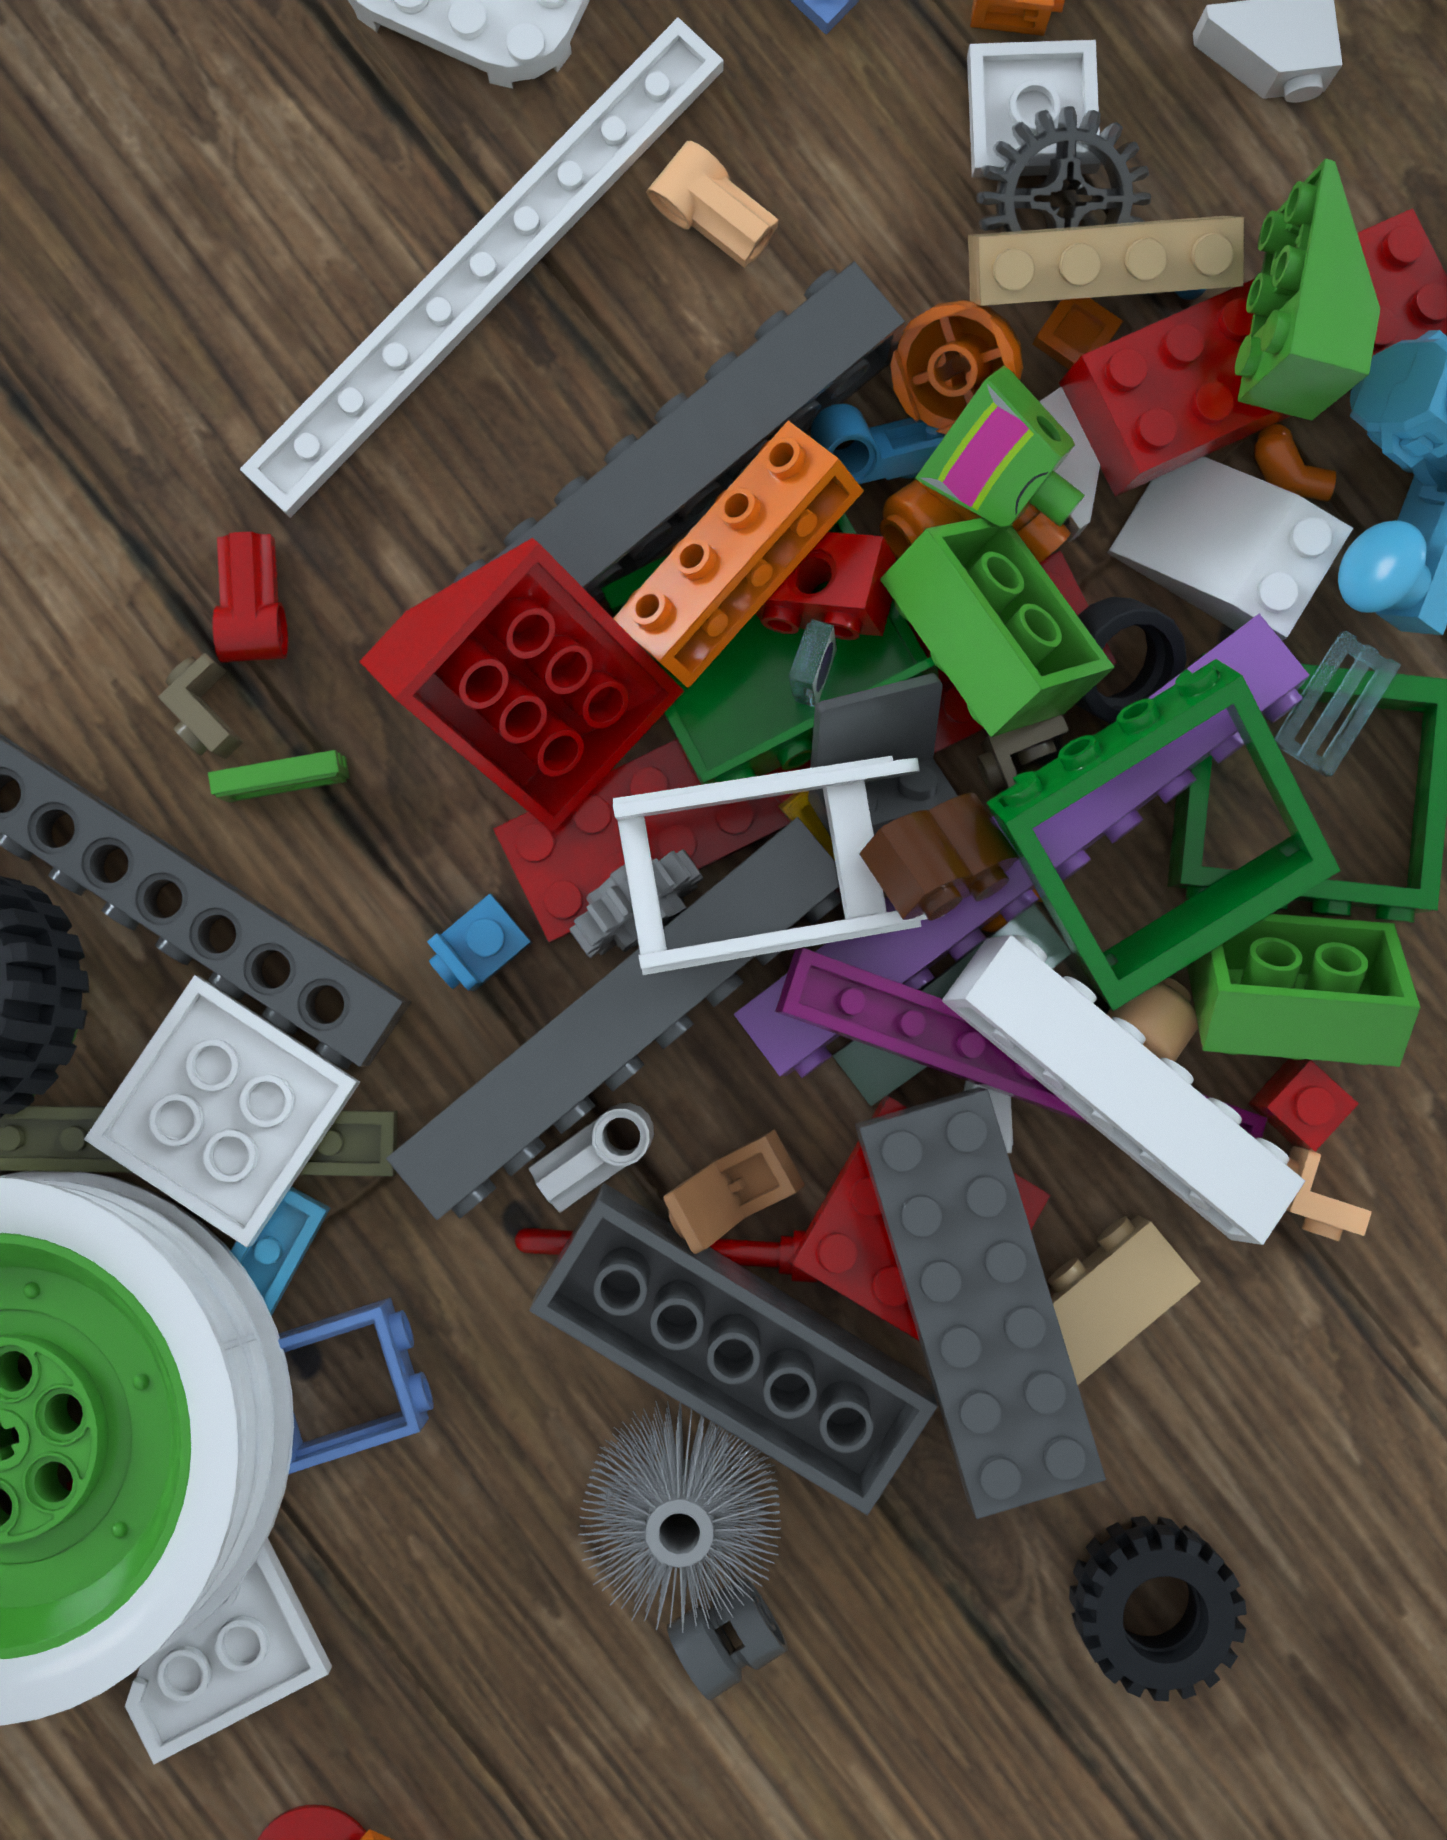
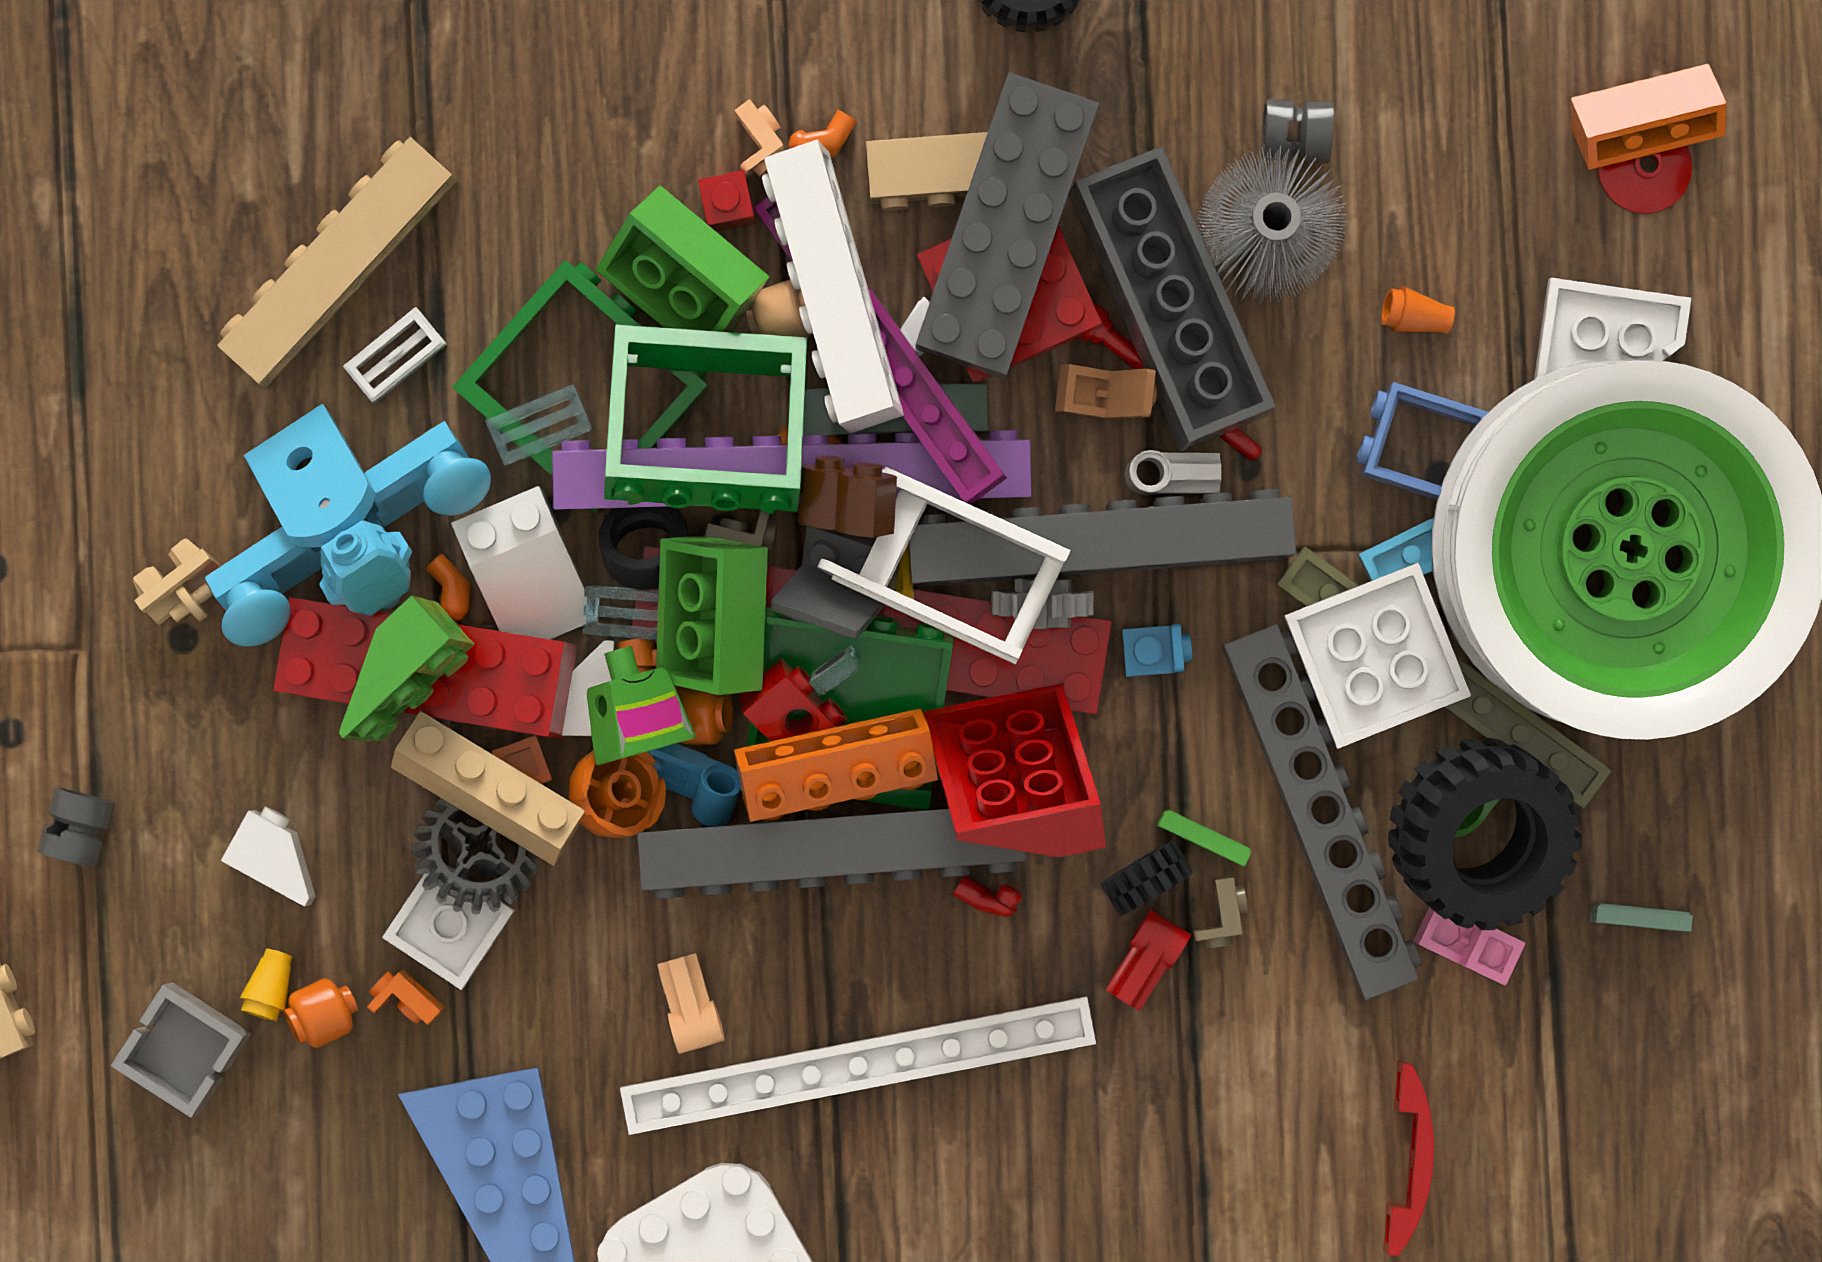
camera: 135 degrees left, 0 degrees up
(307, 684) = (1146, 878): none -> black tyre
(453, 1525) = (1413, 312): none -> orange cone
(454, 547) = (985, 900): none -> red arm
(1119, 550) = (593, 611): none -> clear light blue tile
(1234, 1262) = (831, 138): none -> orange arm

